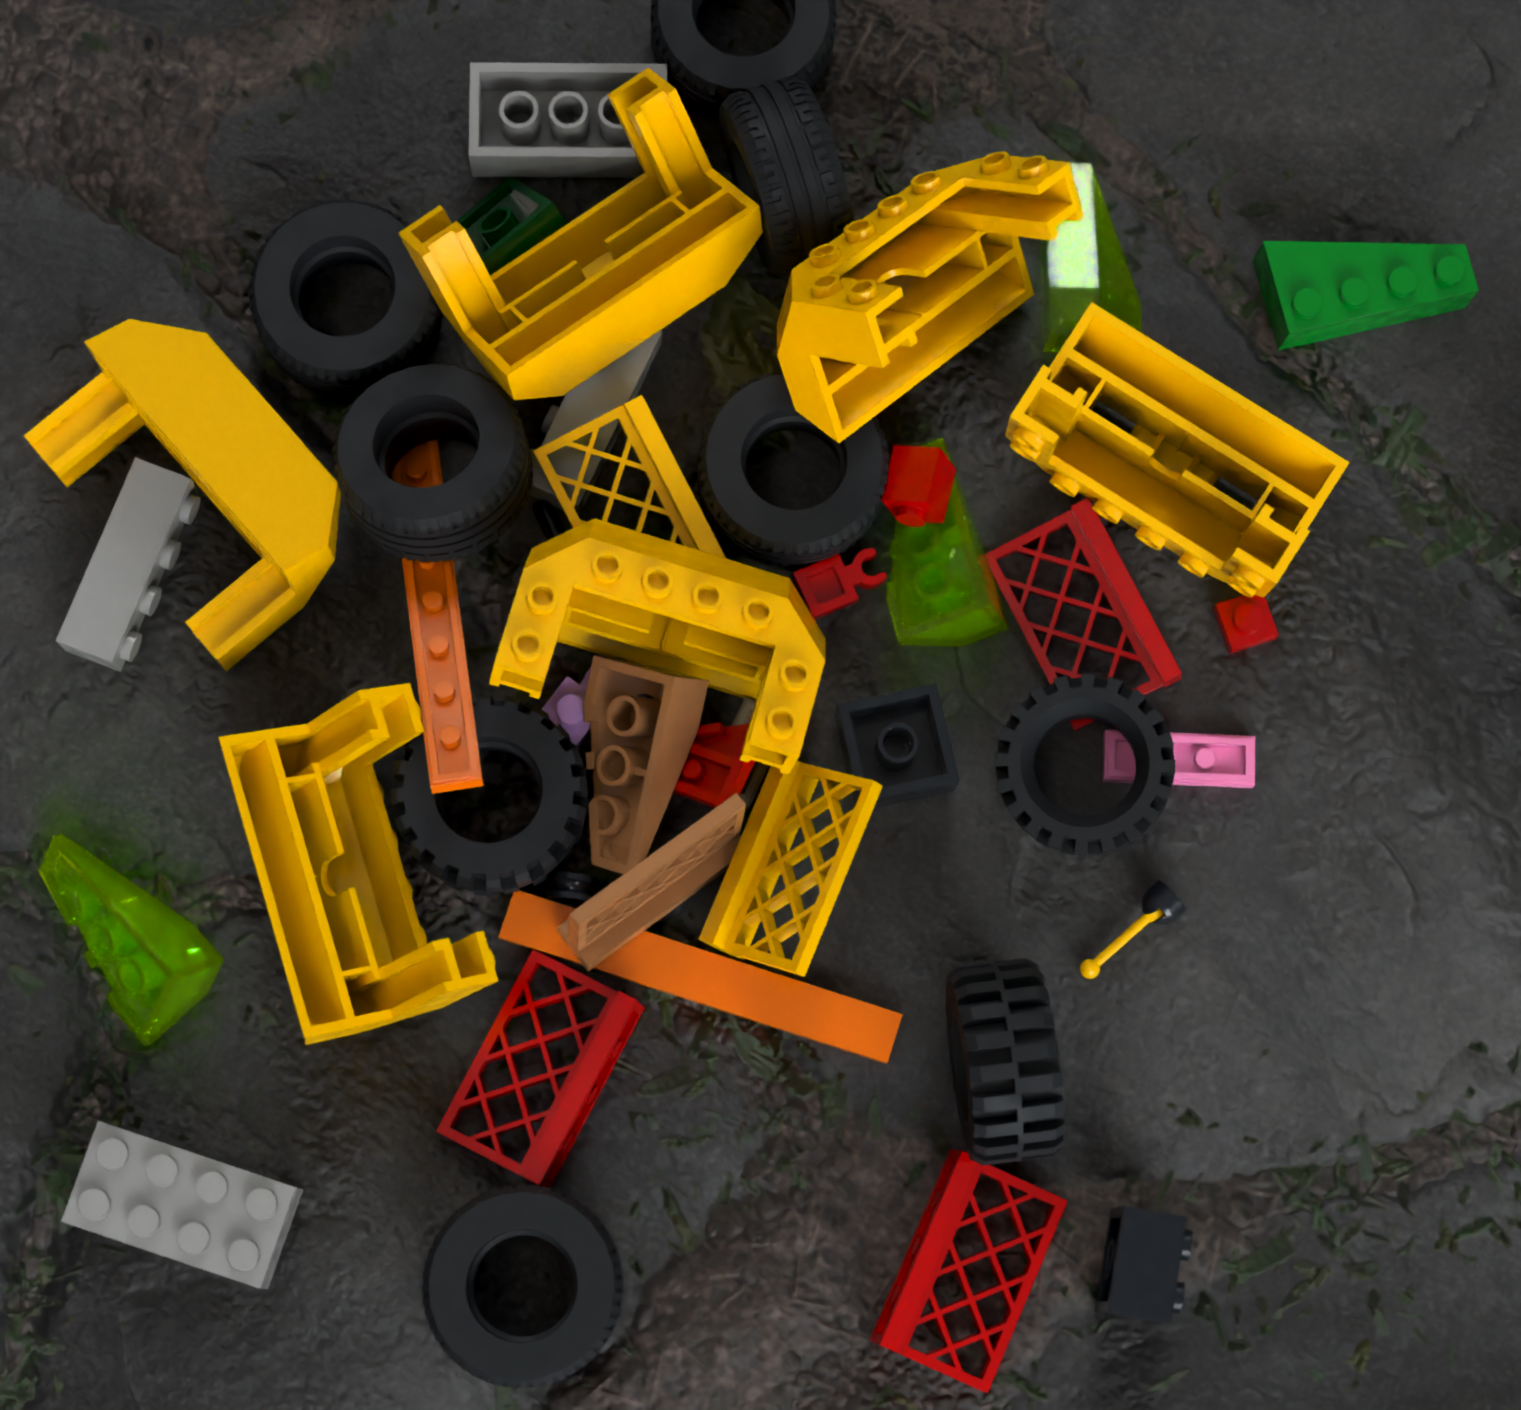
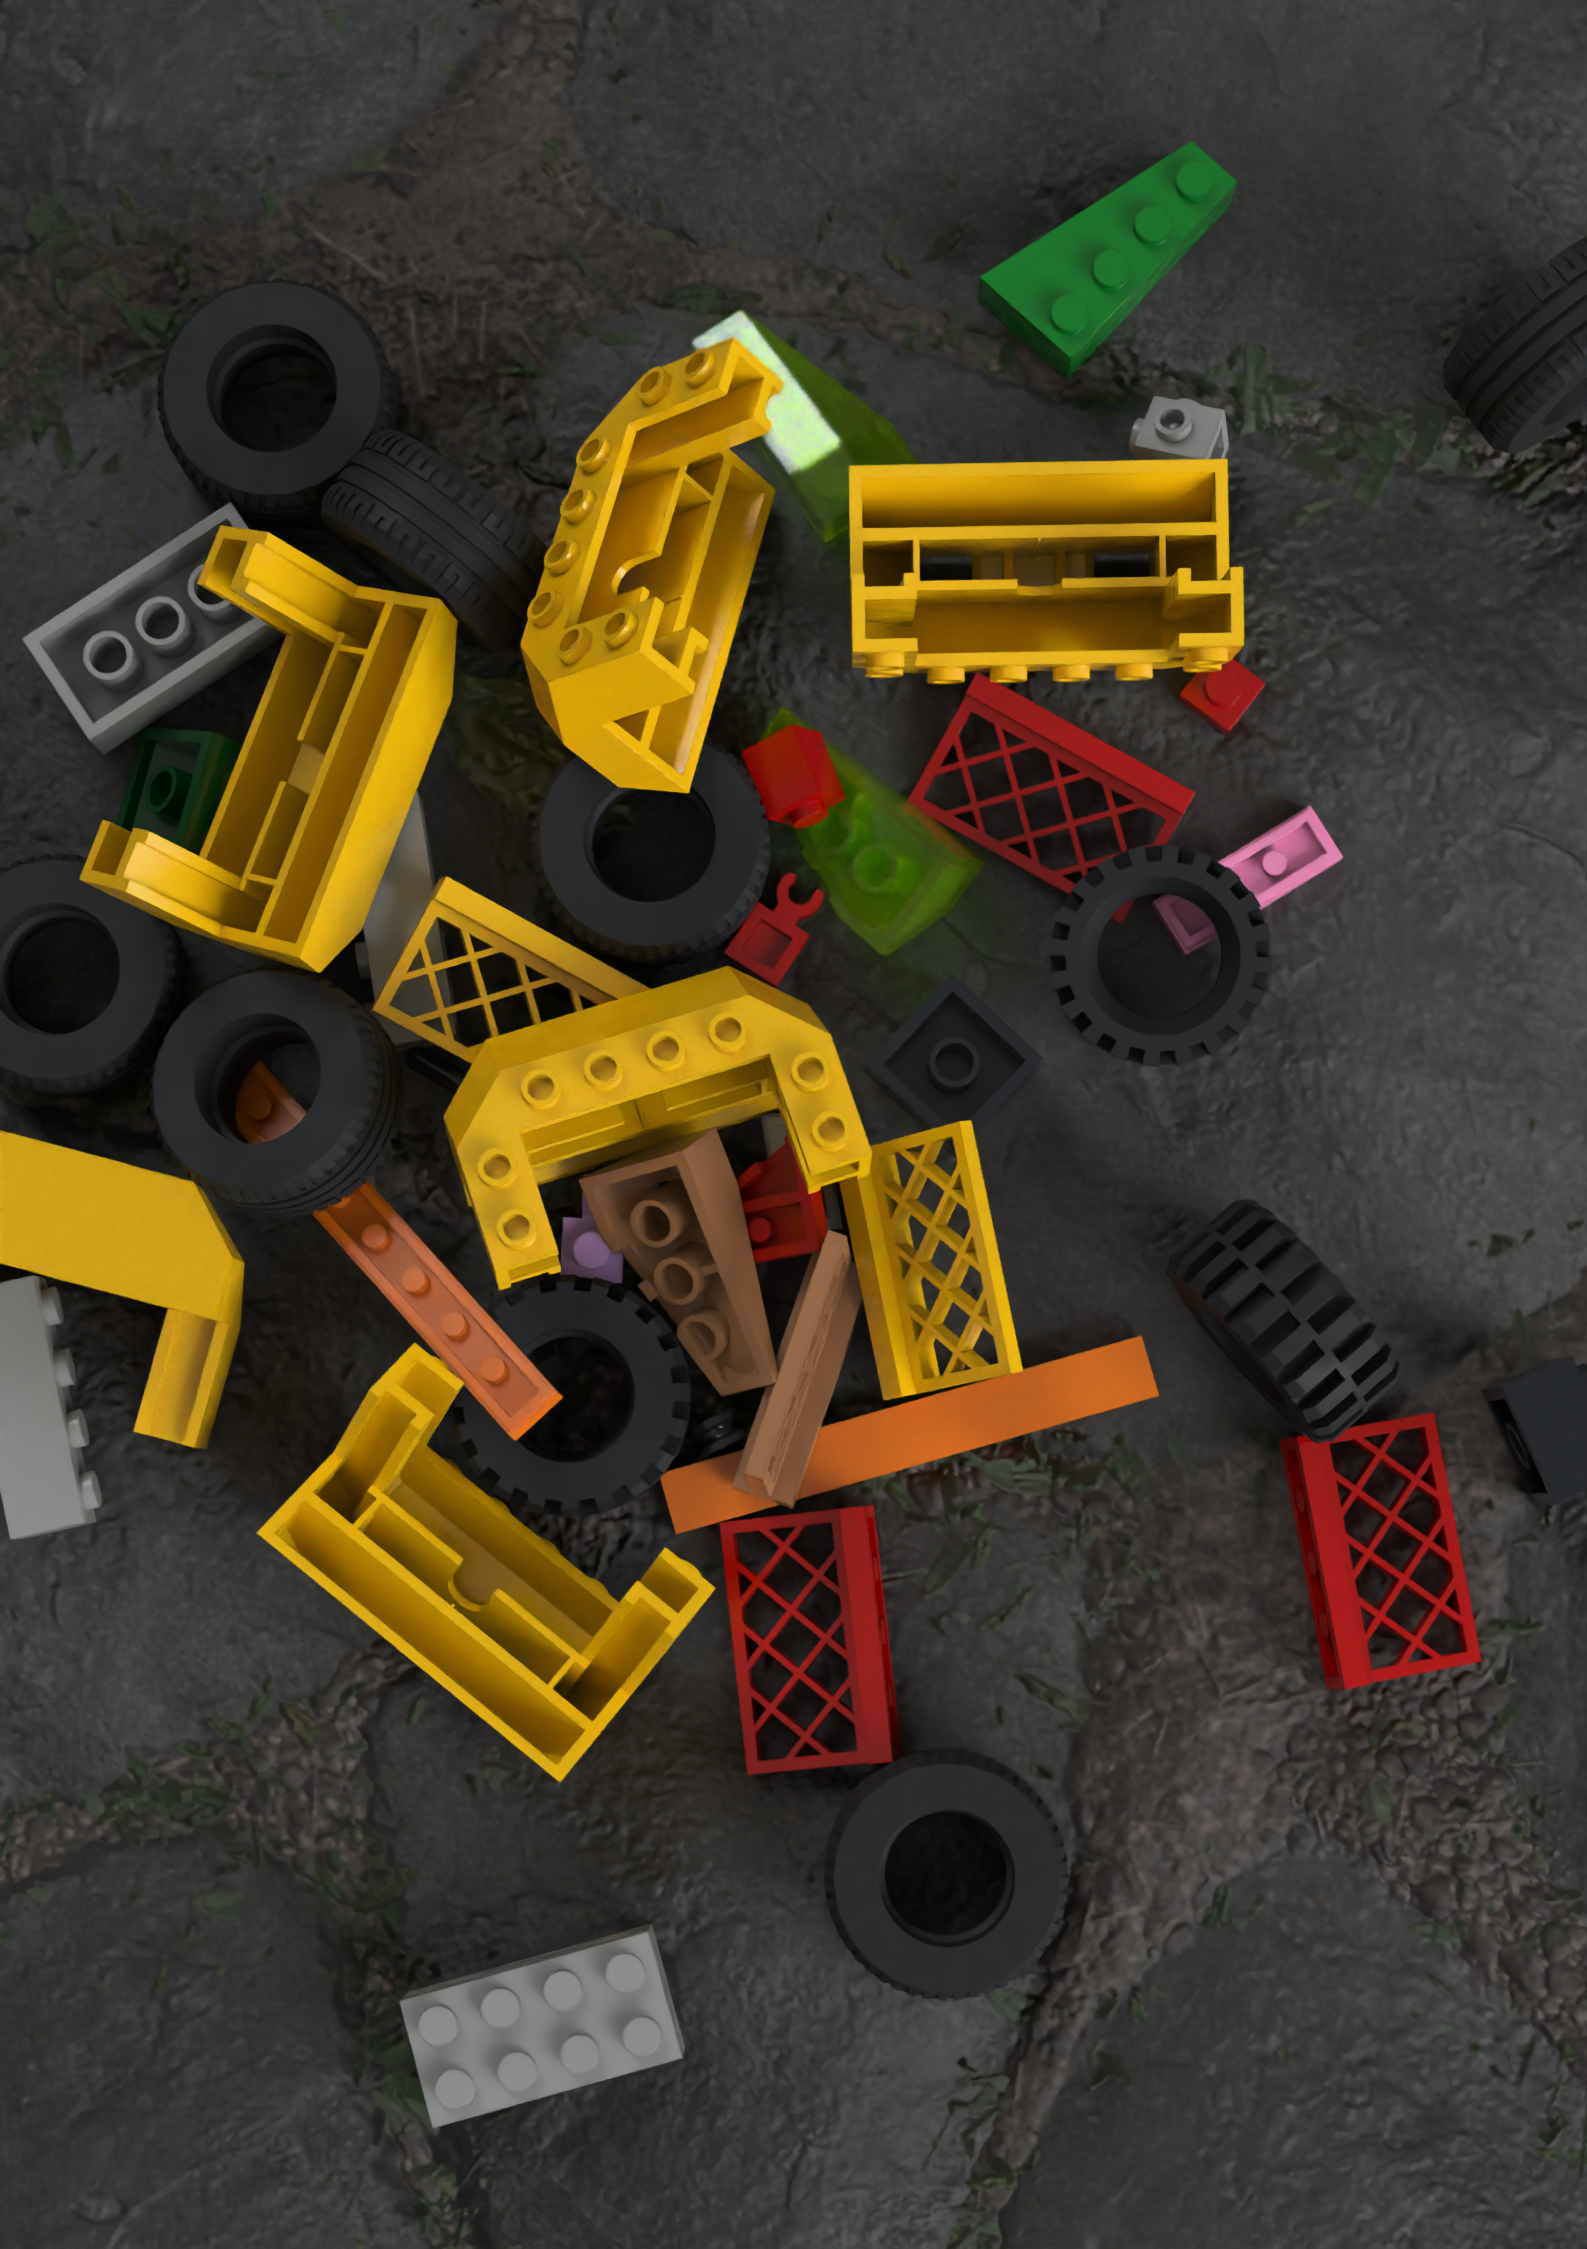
camera: 20 degrees left, 5 degrees up
(144, 948) = (324, 1792): clear neon green wedge -> none
(1158, 906) = (1327, 1049): hinge -> none
(1333, 428) = (1179, 431): none -> light grey brick

